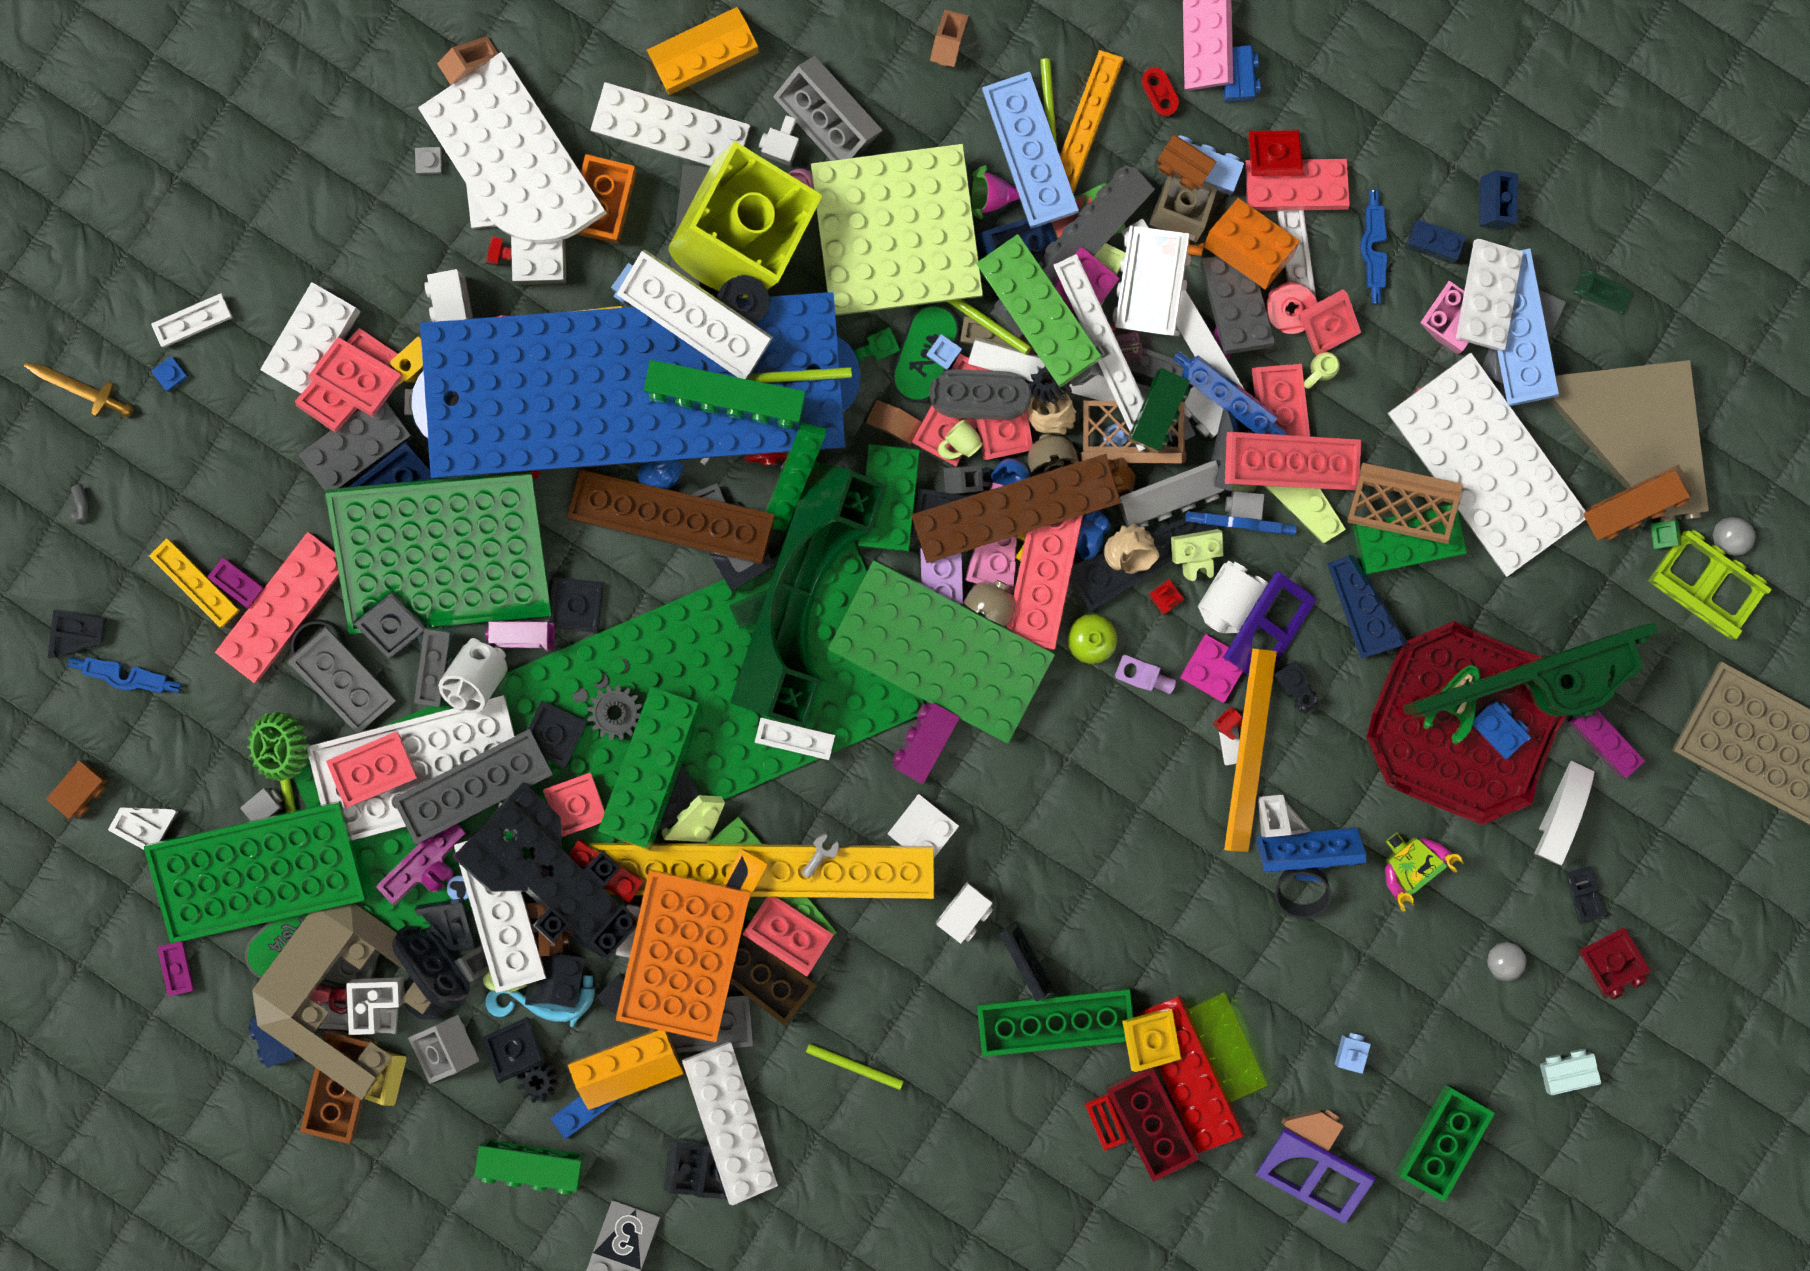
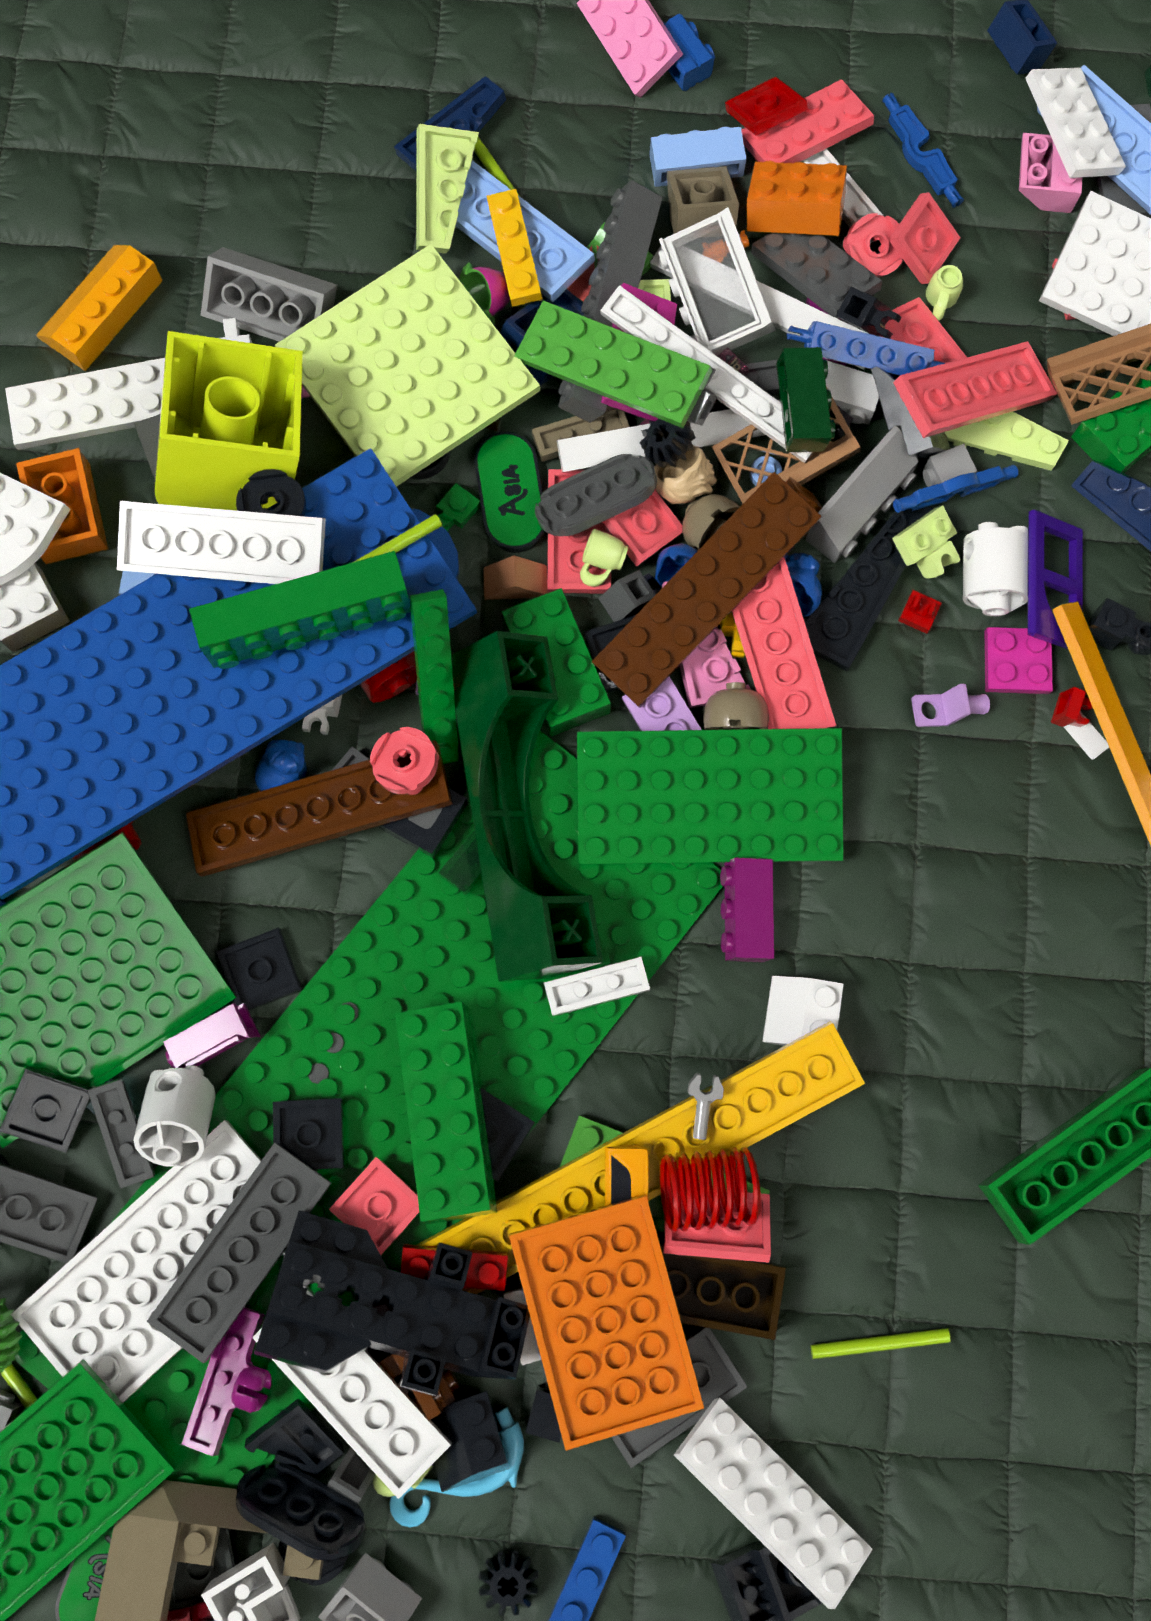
camera: 25 degrees left, 10 degrees down
(371, 769) = (104, 1298): coral plate -> none
(456, 888) = (284, 1390): tile -> none
(513, 1050) = (457, 1559): black tile -> none
(601, 712) = (351, 1064): dark grey gear -> none
(625, 1068) = (607, 1505): light orange slope -> none
(697, 820) = (533, 1146): yellowish green wing -> none
(730, 517) = (412, 777): none -> coral plate
(810, 934) = (683, 1183): none -> red piece
(944, 352) = (530, 475): light blue plate -> none
(949, 38) = (359, 165): nougat slope -> none
(964, 913) = (908, 1082): white brick -> none
(991, 325) = (562, 420): lime bar -> none
(1000, 88) = (441, 175): none -> yellowish green wing
(1023, 173) = (514, 247): none -> yellow plate
(1026, 961) = (1011, 1101): black tile -> none
(1027, 48) = (466, 112): none -> dark blue wing
(1089, 115) = (549, 161): light orange tile -> none
(1092, 639) = (867, 698): lime cylinder -> none
(1131, 550) = (858, 571): tan hair -> none
(1160, 92) = (613, 109): red plate -> none
(1185, 163) = (680, 149): dark orange brick -> none
(1245, 365) = (866, 313): none -> black brick
(1435, 241) = (982, 109): dark blue brick -> none

